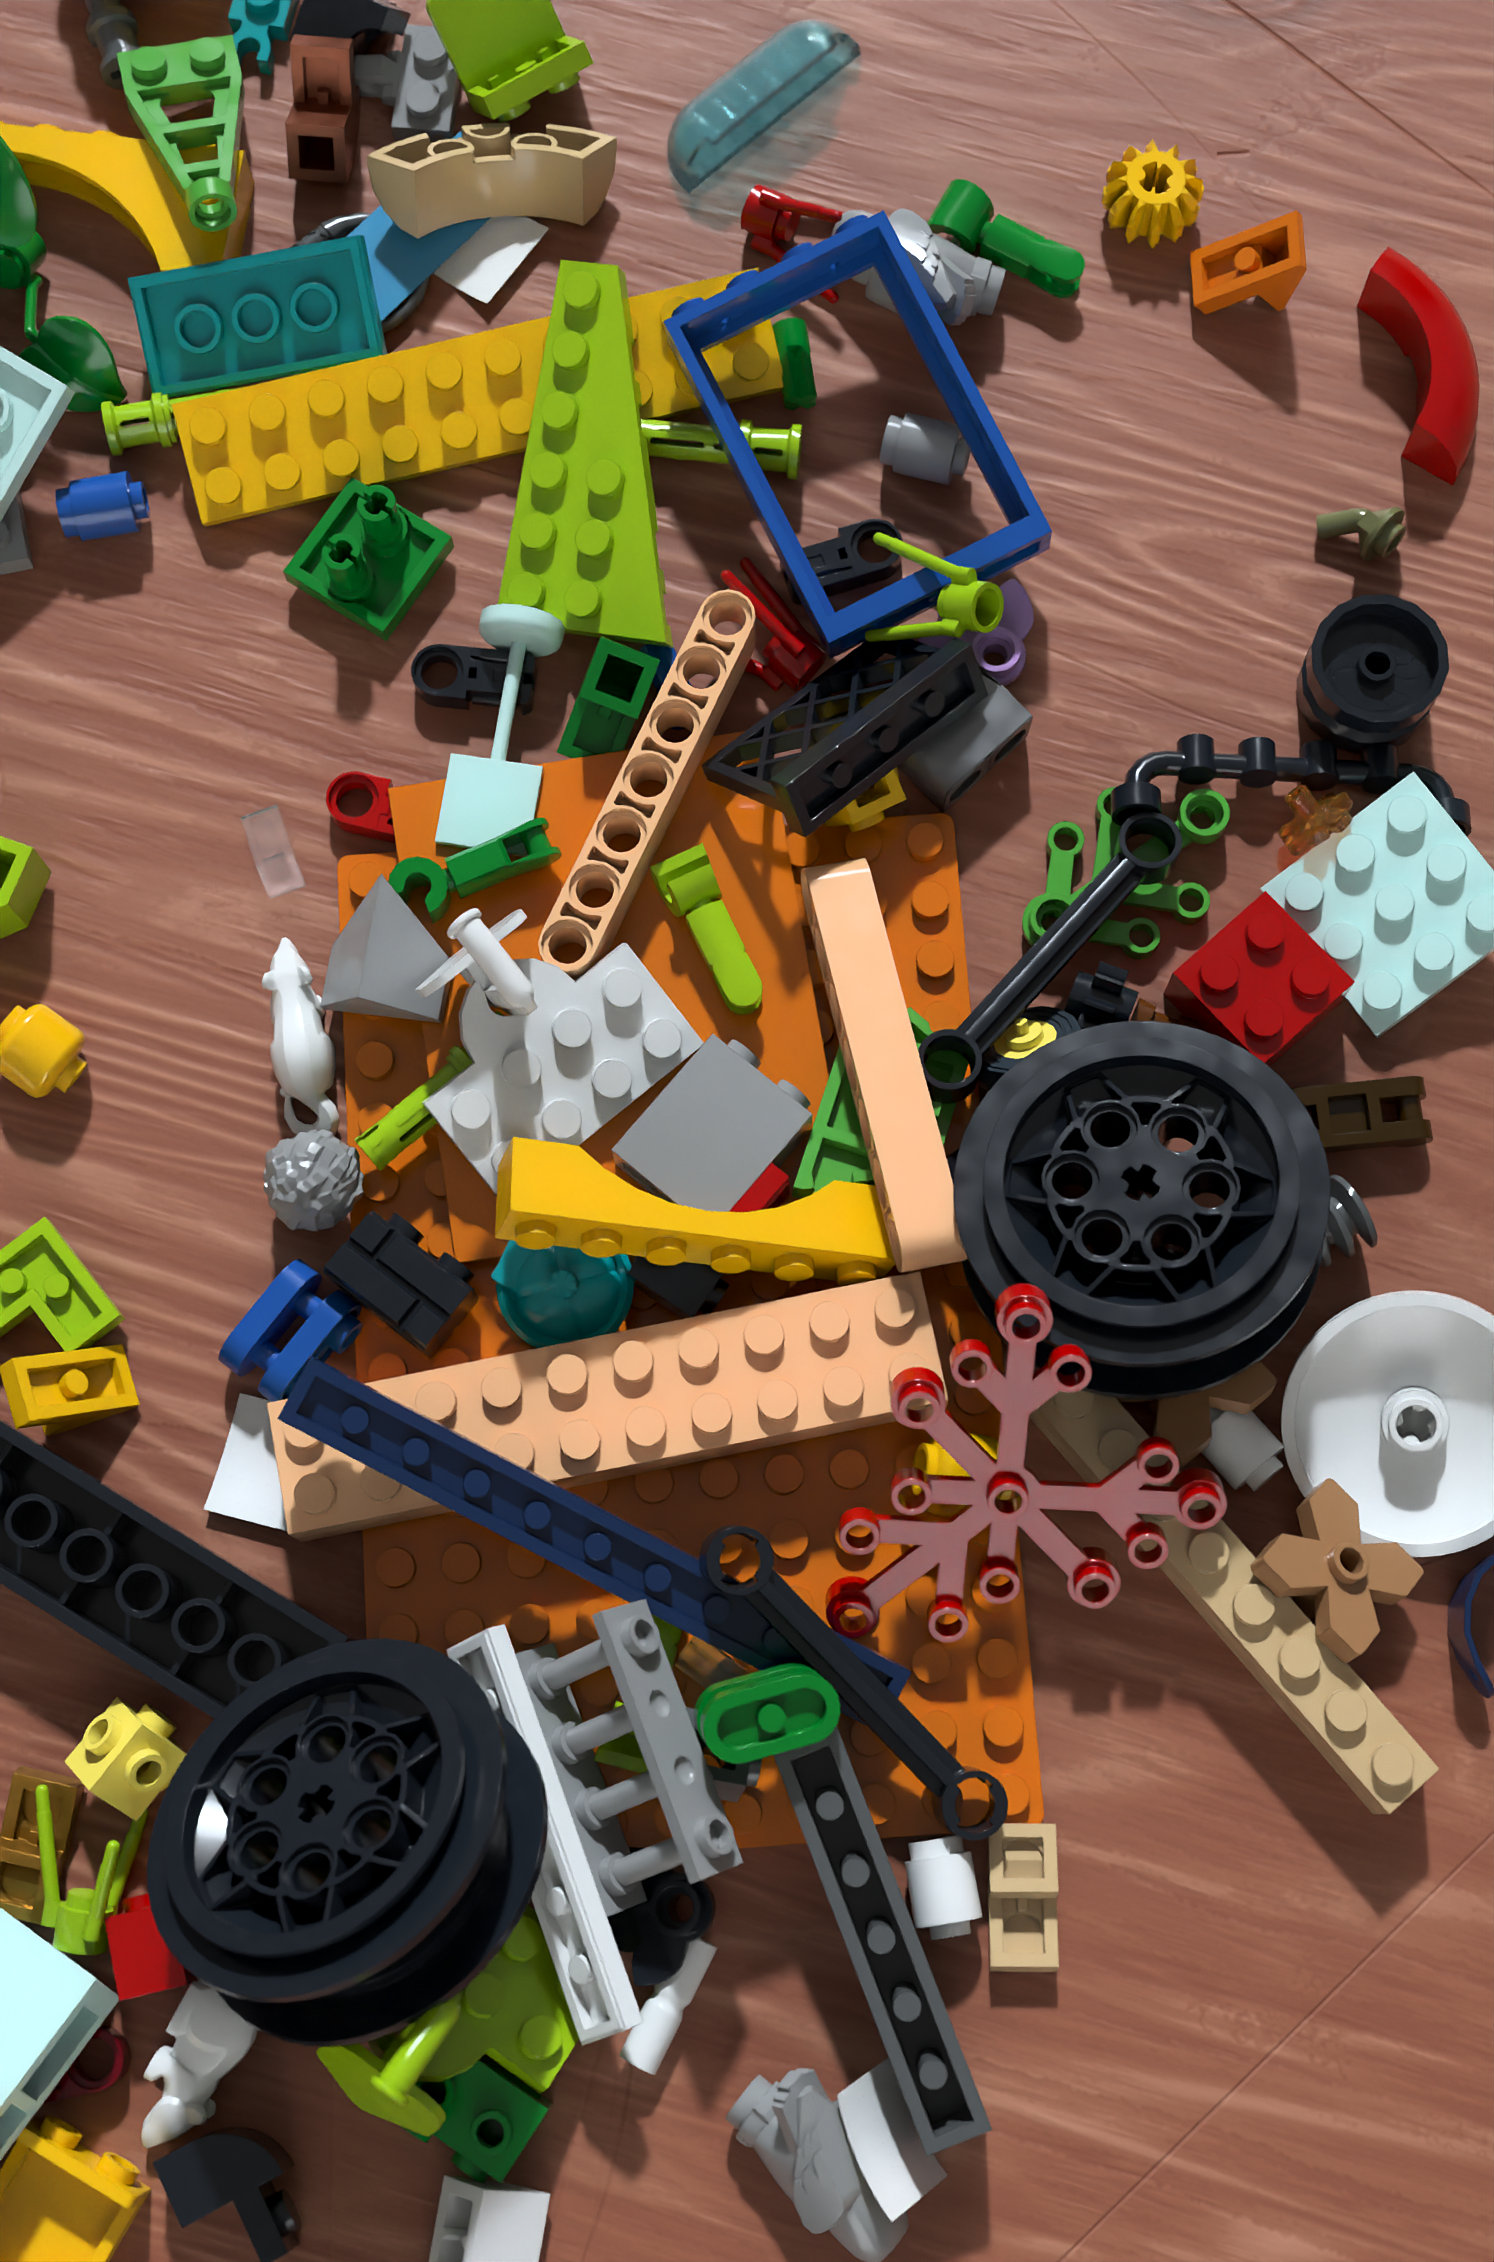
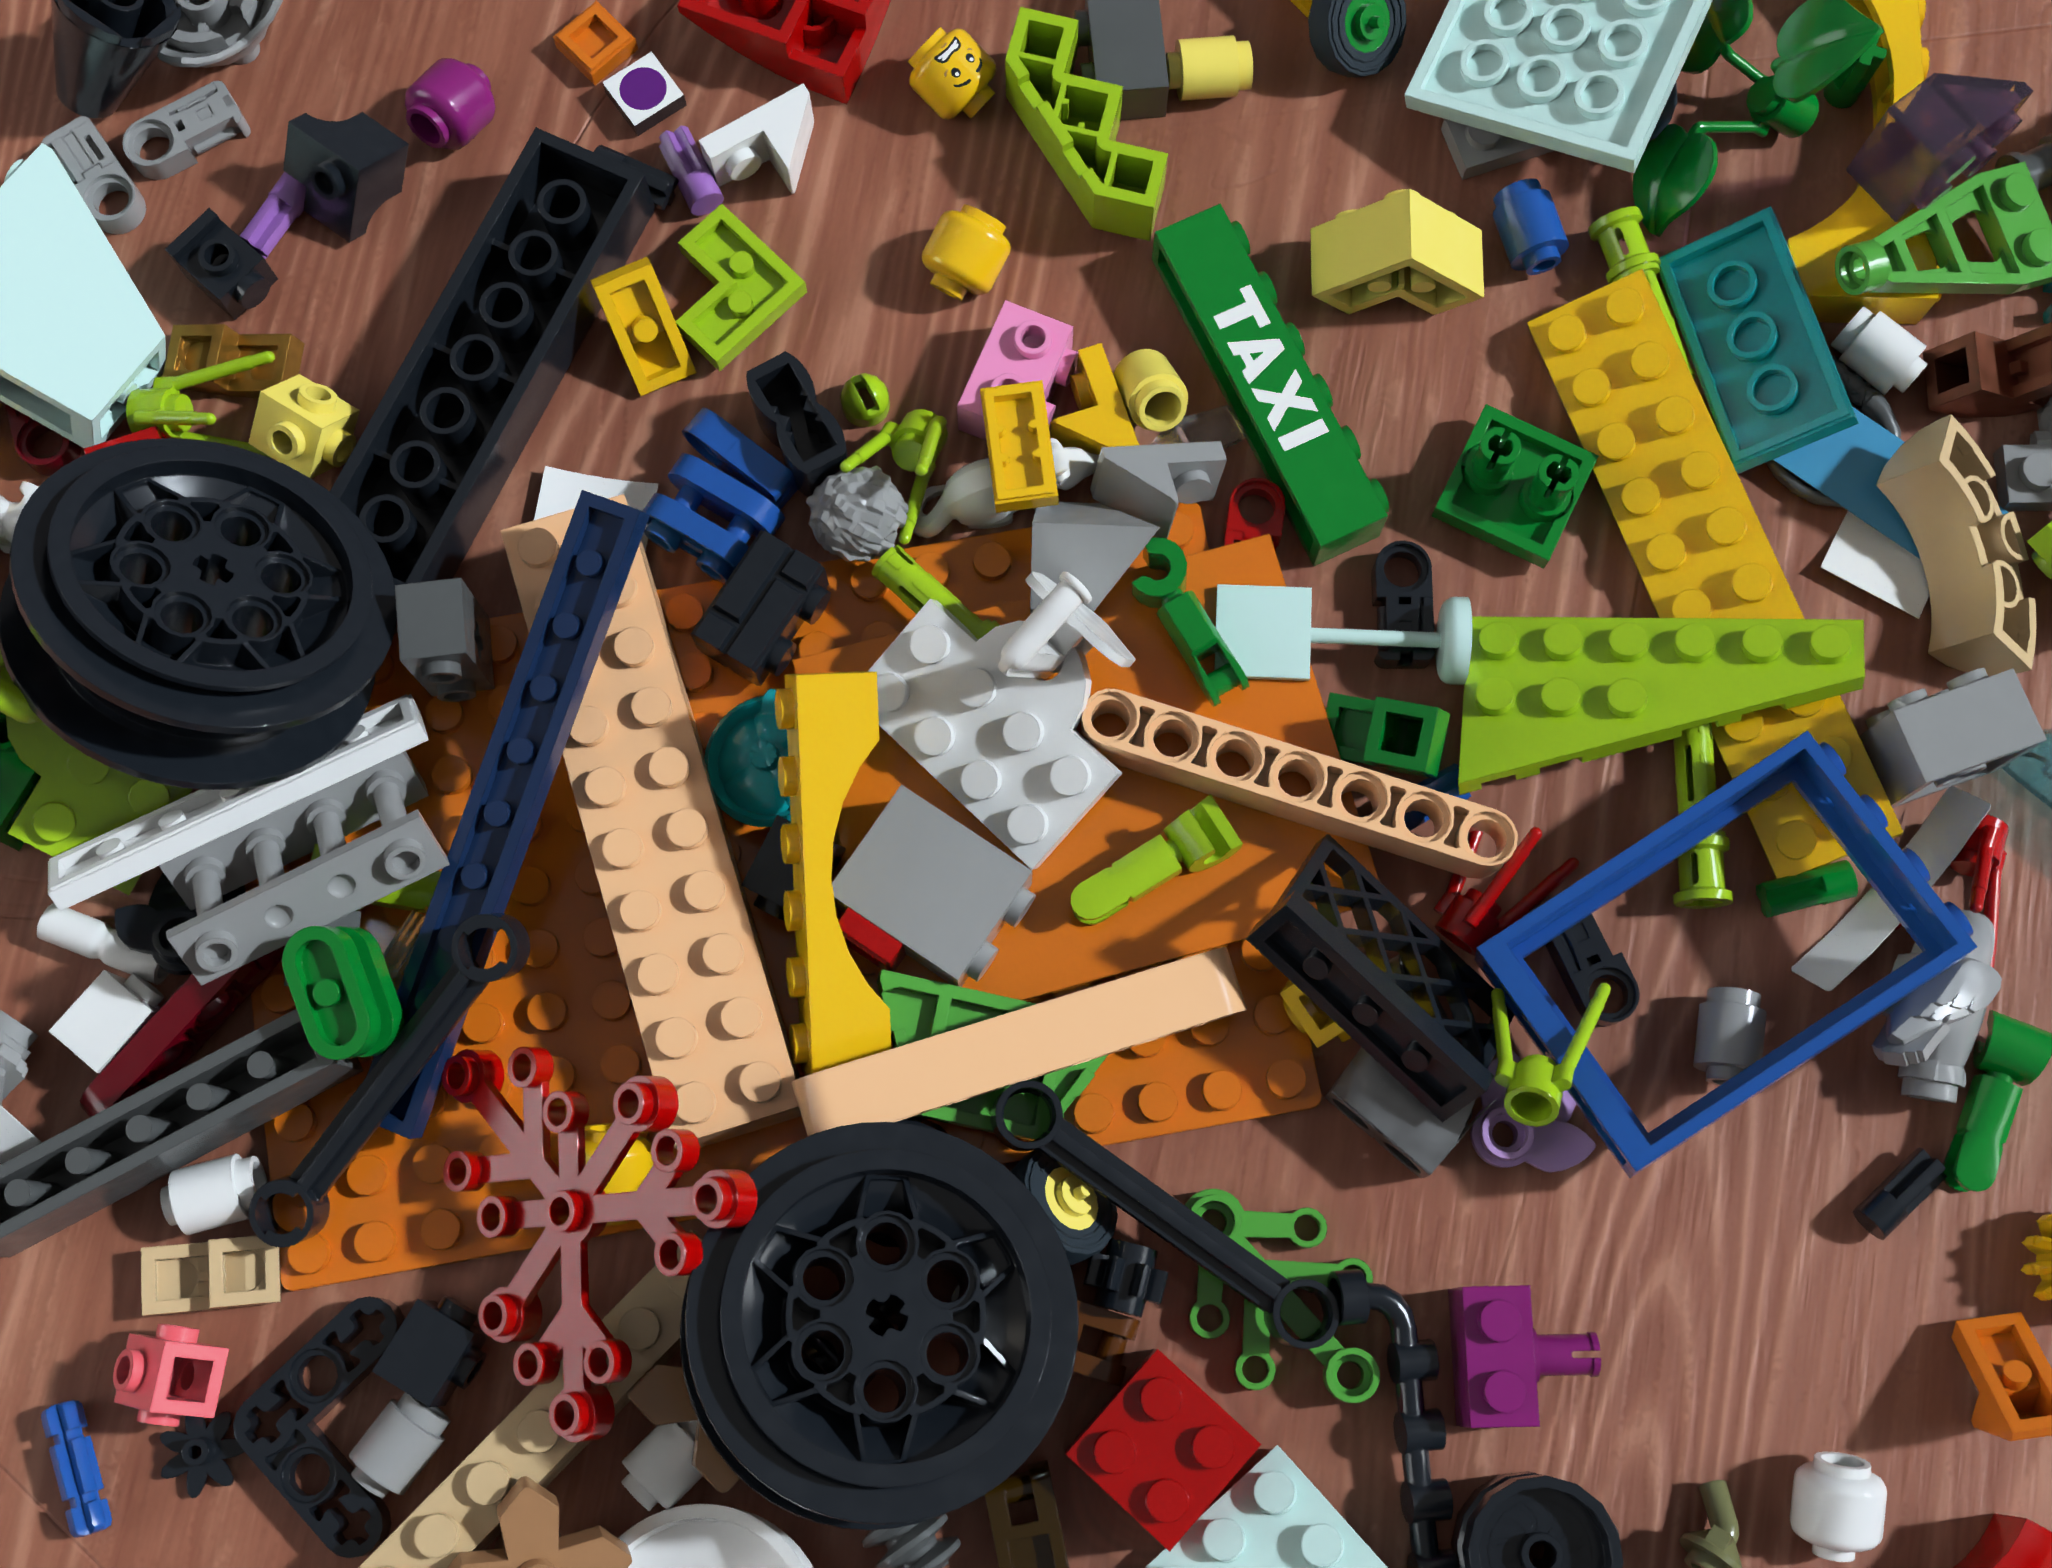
camera: 80 degrees right, 0 degrees up
(97, 116) = (1934, 136): none -> slope
(114, 631) = (1397, 250): none -> light yellow brick
(183, 1183) = (853, 405): none -> lime hinge
(186, 1013) = (1018, 350): none -> bright pink brick
(191, 1240) = (795, 421): none -> black brick
(222, 881) = (1151, 390): none -> light yellow brick
(224, 772) = (1269, 384): none -> green brick
(225, 1302) = (740, 457): none -> blue piece
(241, 1119) = (914, 448): none -> lime plant
(248, 928) = (1102, 411): none -> yellow slope
(271, 1004) = (1019, 446): none -> yellow plate
(283, 212) = (1880, 351): none -> white brick
(320, 885) = (1157, 477): none -> light grey slope
(398, 1600) = (445, 638): none -> dark grey brick
(672, 210) = (1951, 735): none -> light grey brick
(755, 1989) = (107, 1017): none -> white brick
(791, 1939) = (175, 1033): none -> dark red beam
(827, 313) = (1870, 919): none -> white sticker
(1079, 332) = (1900, 1193): none -> black piece
(1117, 1666) = (434, 1351): none -> black brick
(1123, 1931) = (169, 1375): none -> coral brick
(1181, 1919) = (213, 1449): none -> black plant
(1190, 1808) = (303, 1437): none -> black beam
(1198, 682) = (1502, 1356): none -> magenta brick
(1203, 2043) = (76, 1468): none -> blue axle
(1204, 1707) = (398, 1446): none -> light grey brick
(1314, 819) = (1359, 1498): clear orange plant -> none
(1345, 424) = (1838, 1505): none -> white head

